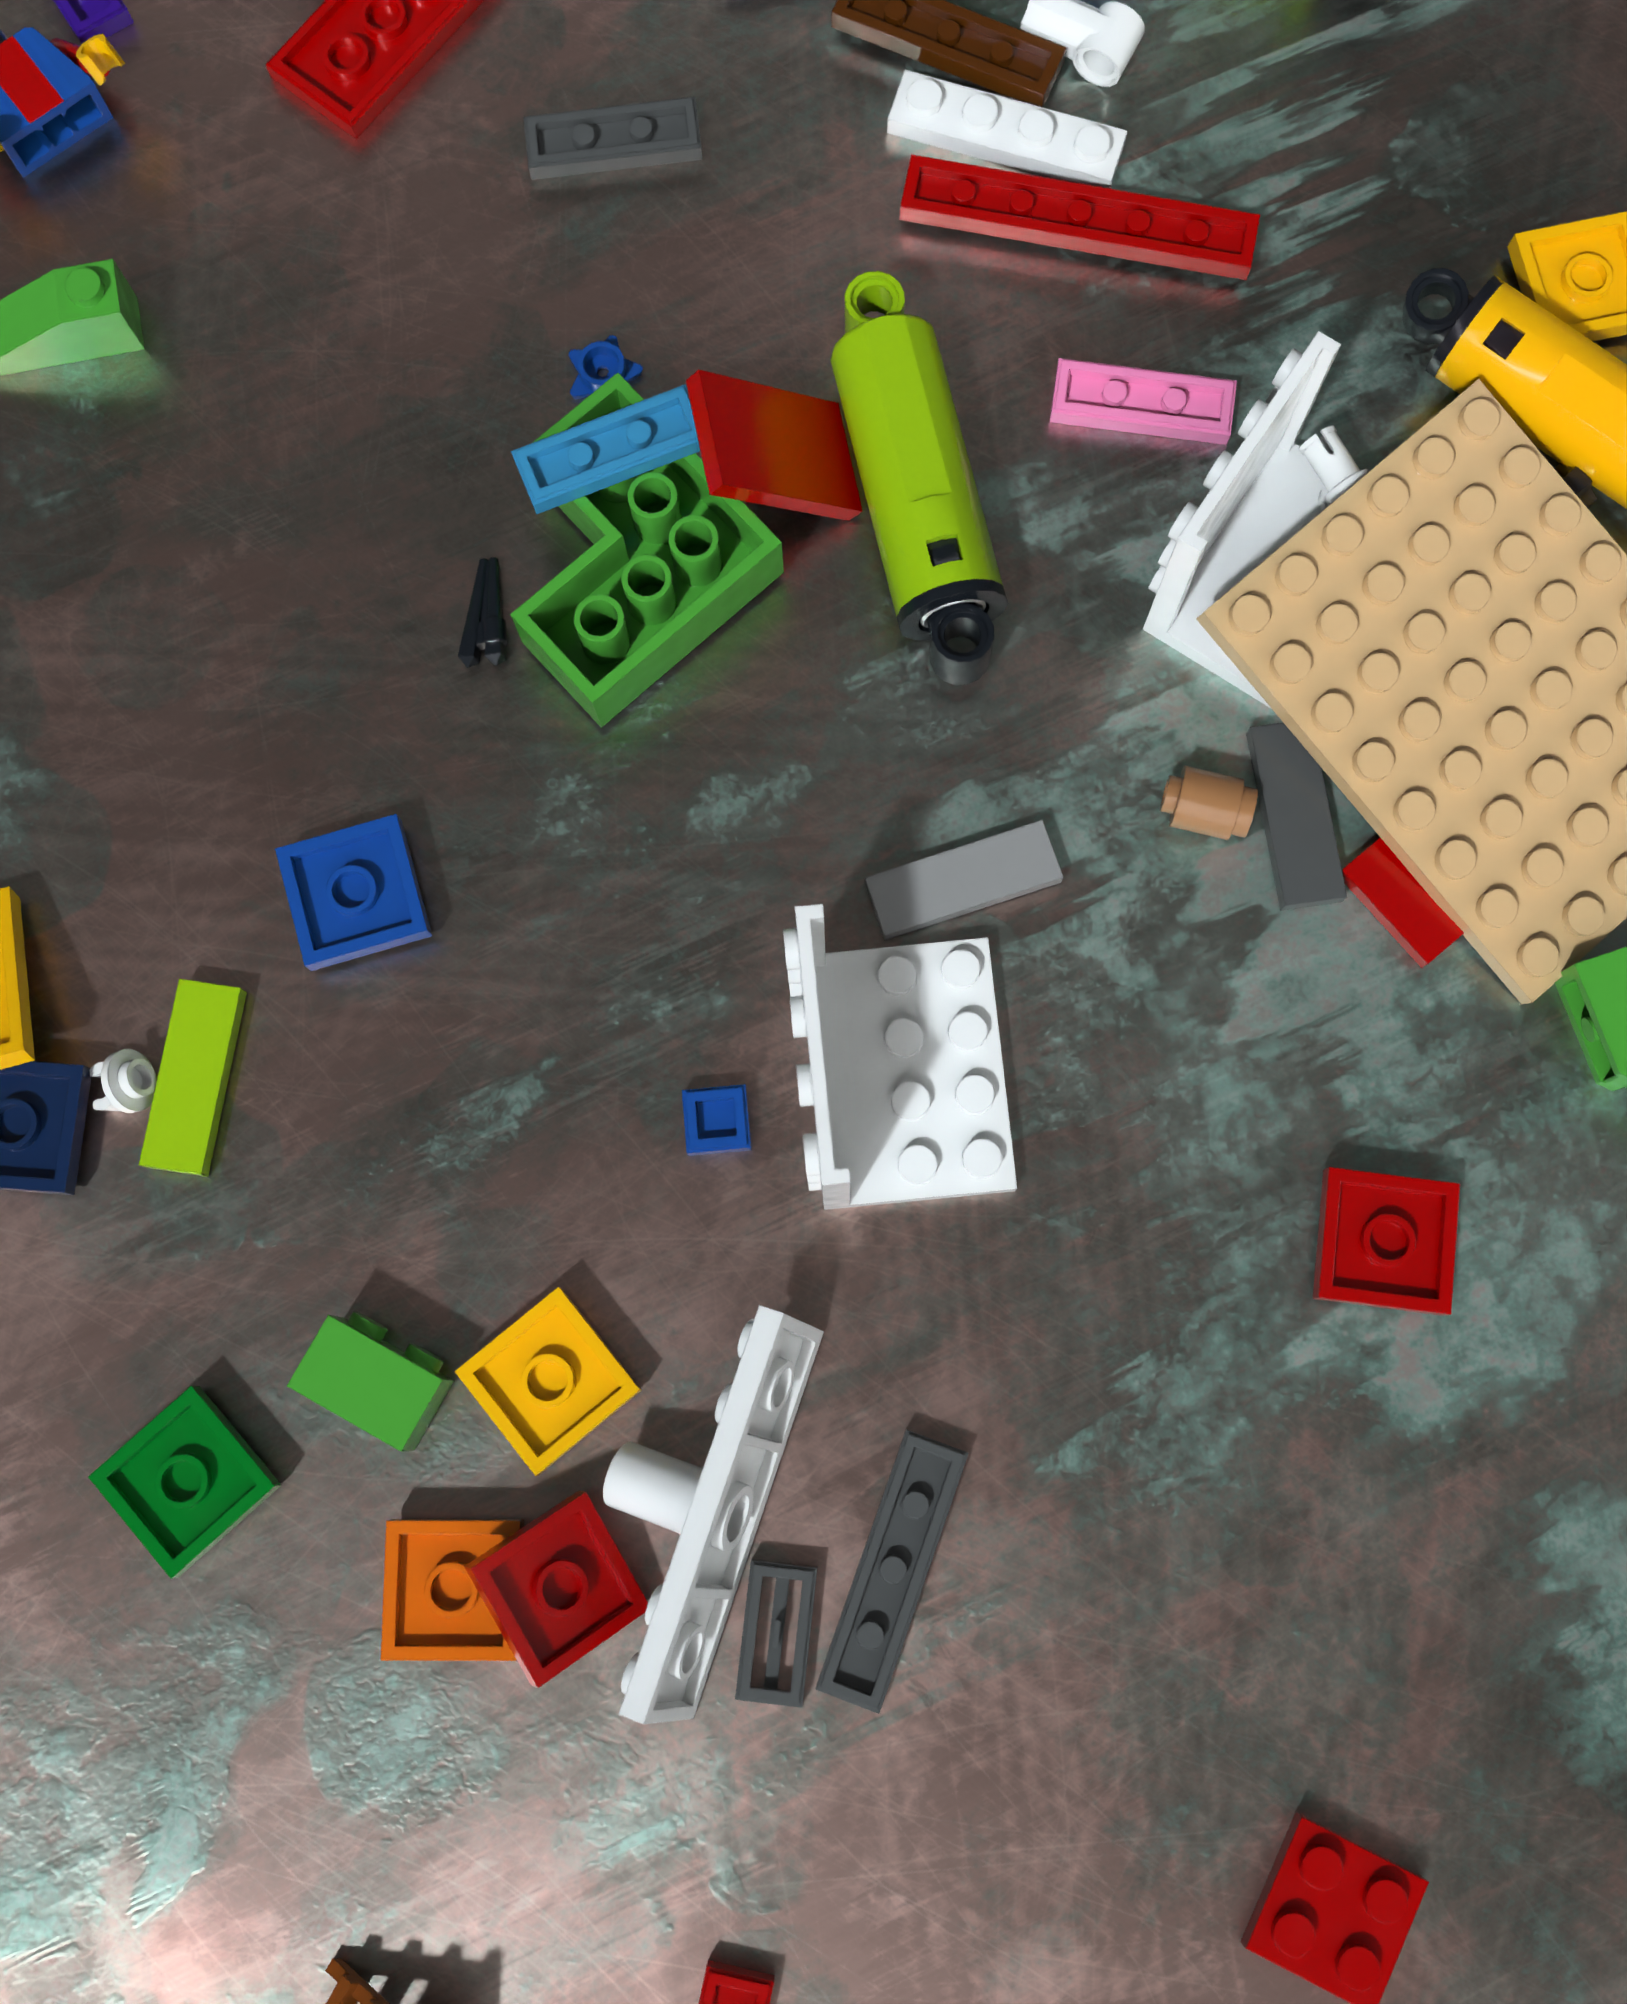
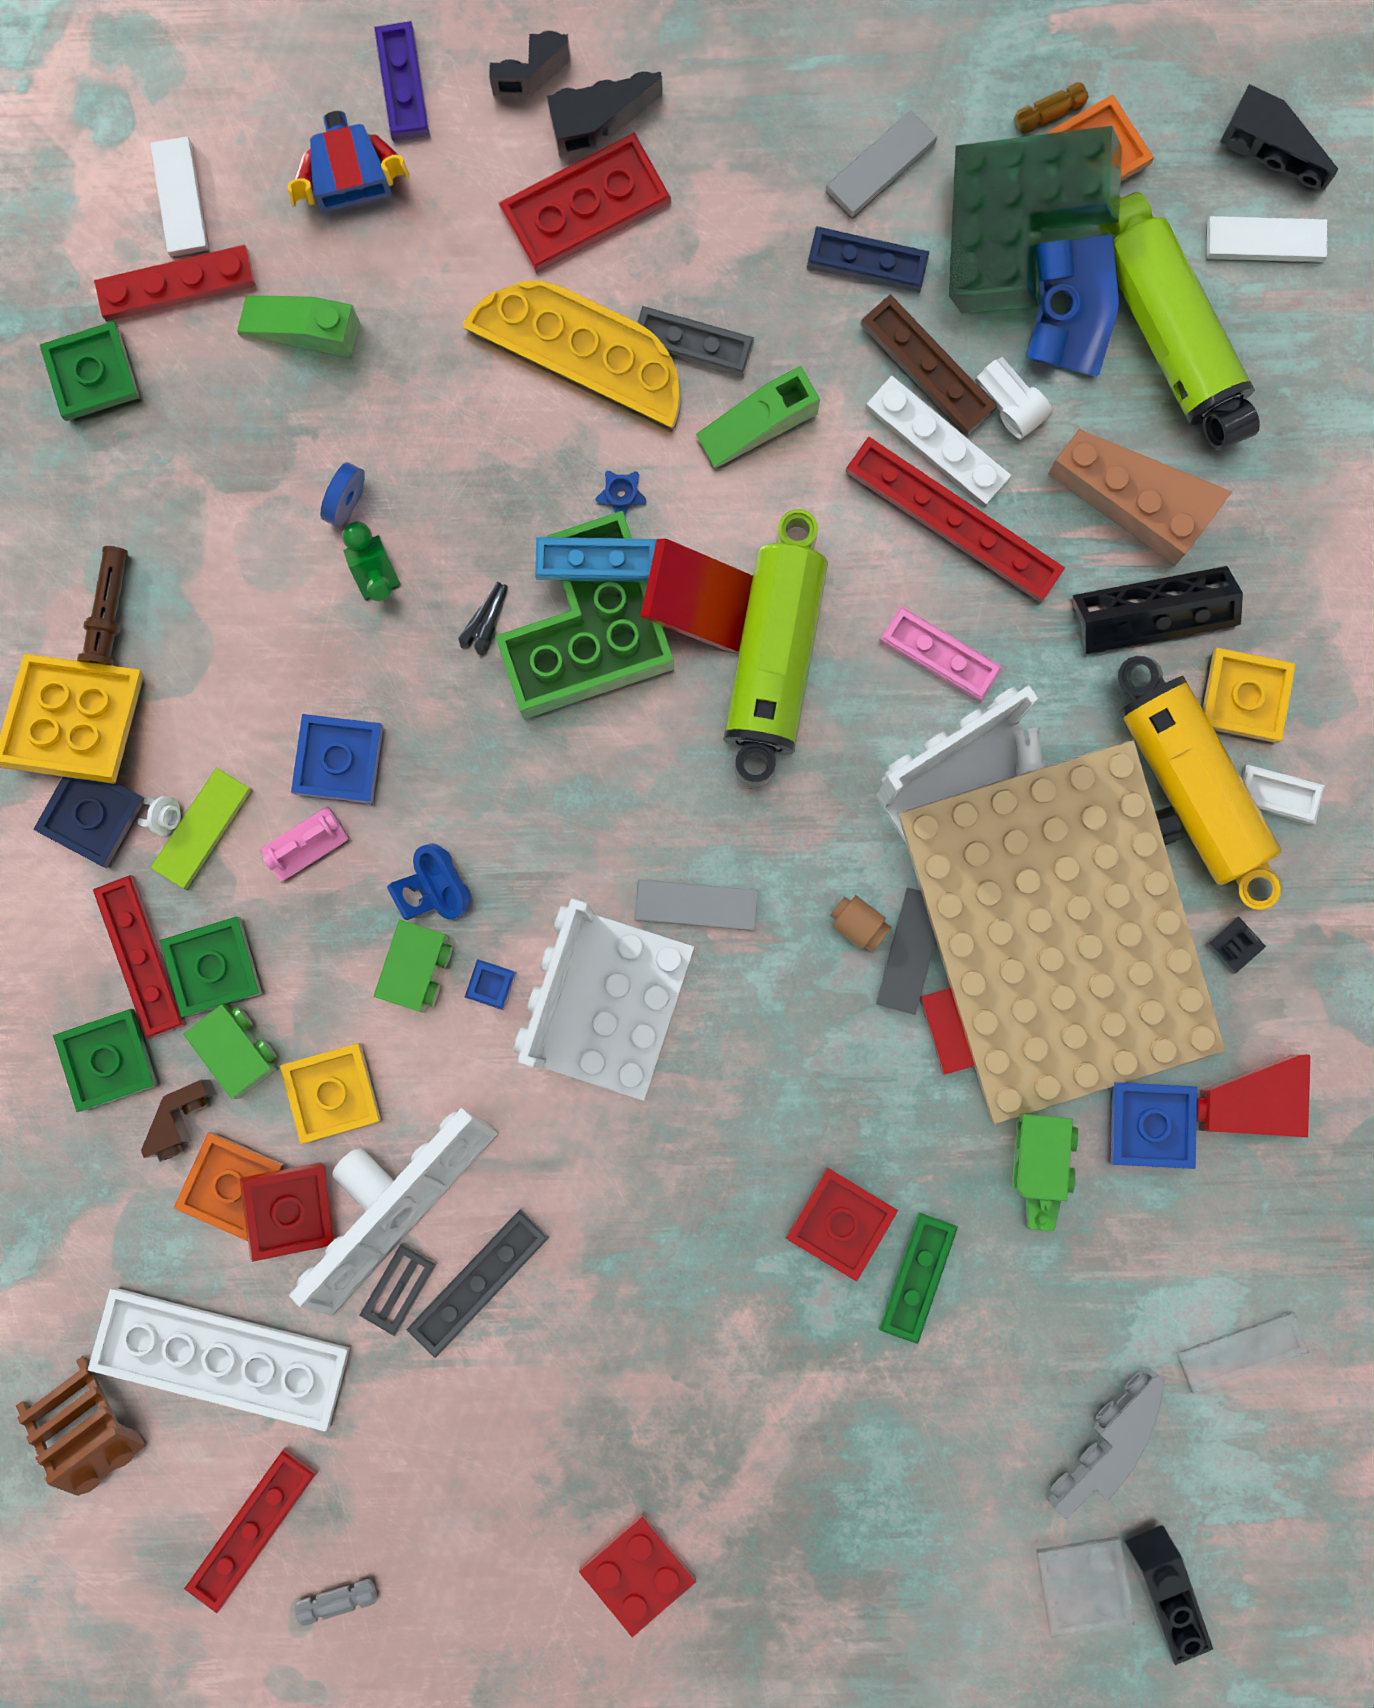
camera: 25 degrees right, 5 degrees up
(176, 1305) = (139, 956): none -> red tile
(206, 521) = (342, 494): none -> blue piece
(283, 601) = (368, 562): none -> green piece
(289, 1271) = (210, 966): none -> green plate
(322, 1541) = (168, 1127): none -> reddish brown slope
(356, 1035) = (303, 844): none -> bright pink hinge
(461, 195) = (582, 345): none -> yellow plate
(547, 1867) = (219, 1359): none -> white plate
(573, 1004) = (437, 883): none -> blue bracket
(592, 1140) = (413, 966): none -> bright green brick
(754, 185) = (760, 417): none -> bright green slope
(1311, 81) = (1139, 494): none -> nougat wedge
(1411, 221) = (1160, 614): none -> black fence
(1530, 1272) = (918, 1278): none -> green tile

